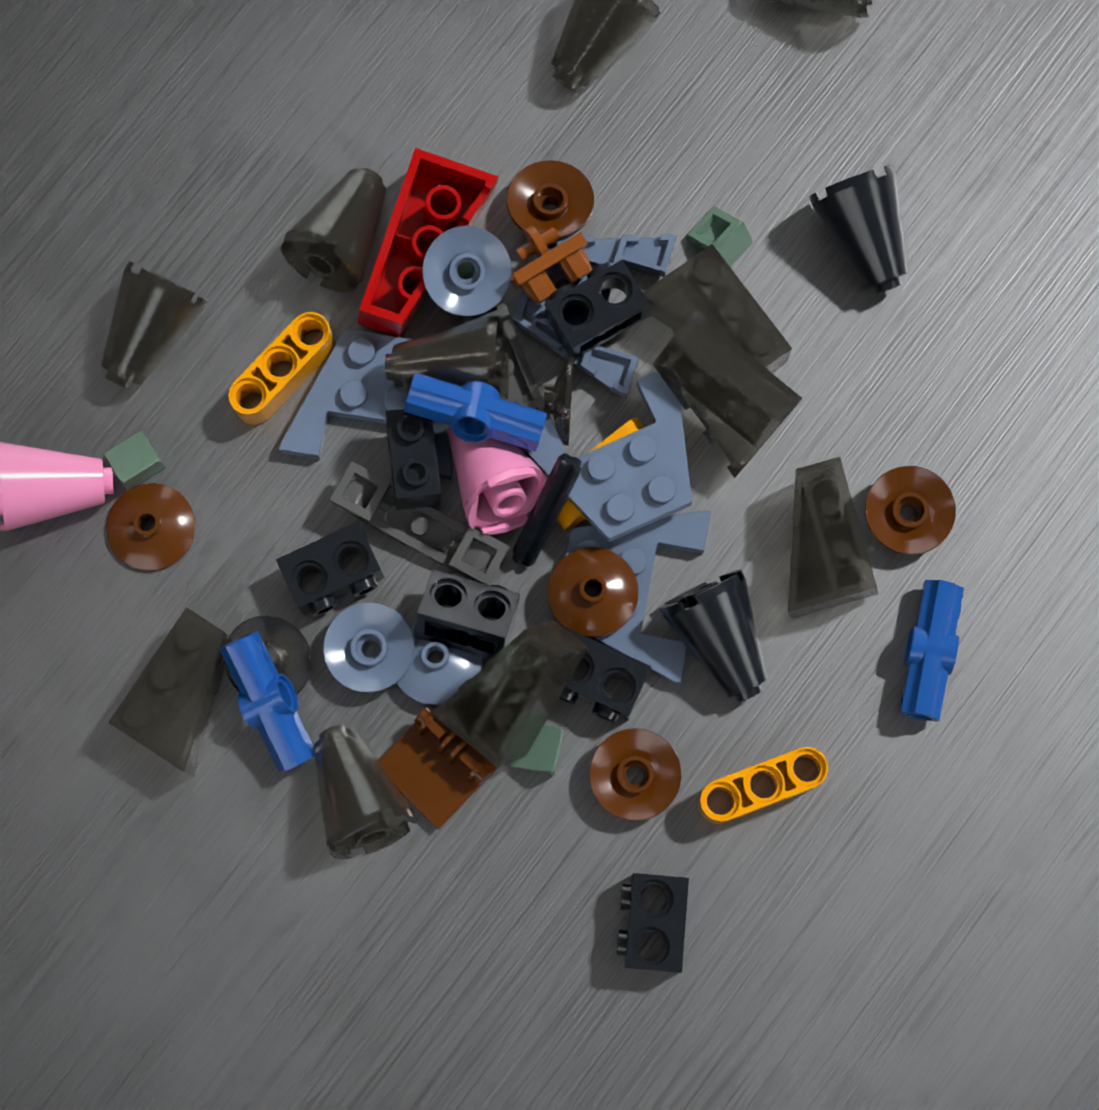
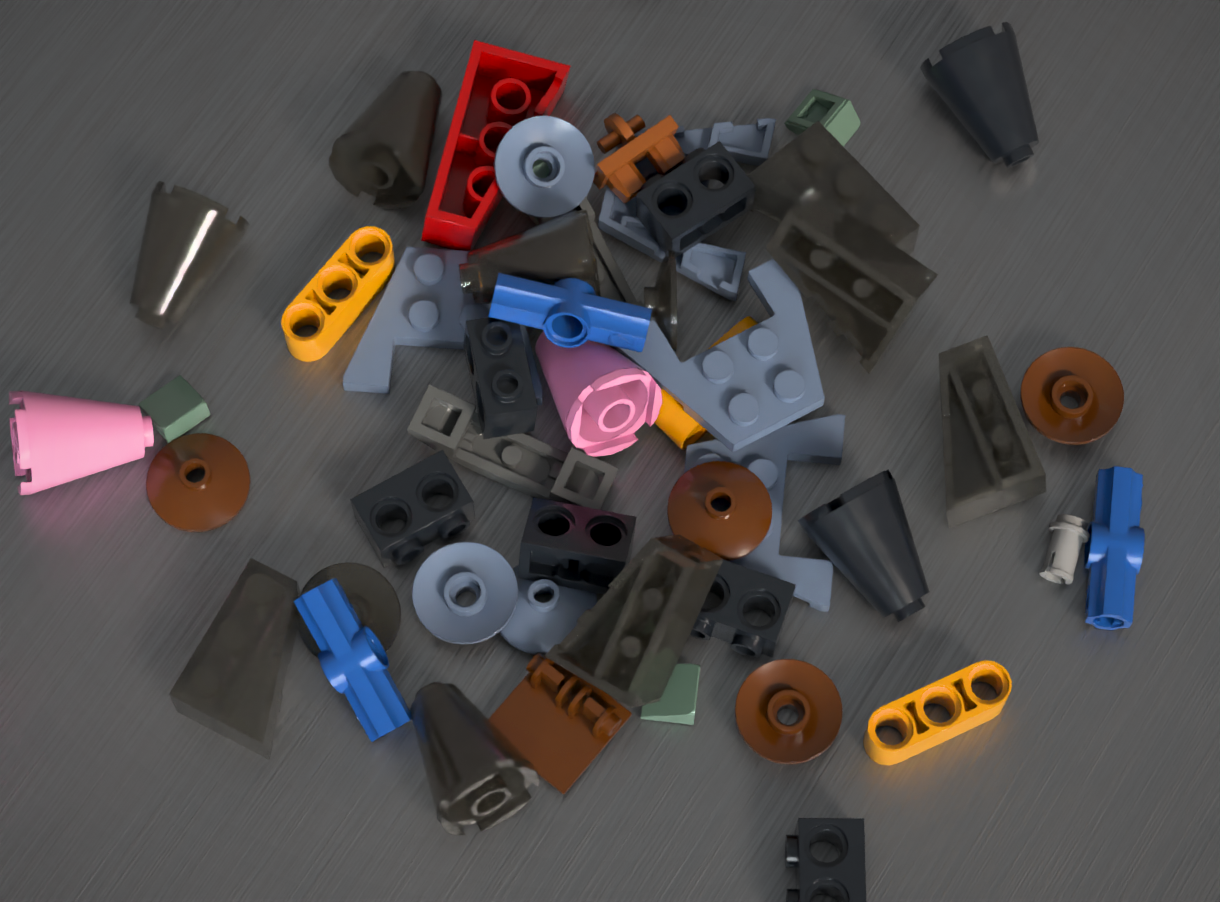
camera: 10 degrees left, 10 degrees down
(546, 509) = (659, 420): black axle -> none
(550, 184) = (632, 77): reddish brown dish -> none
(888, 647) = (1064, 548): none -> light grey pin

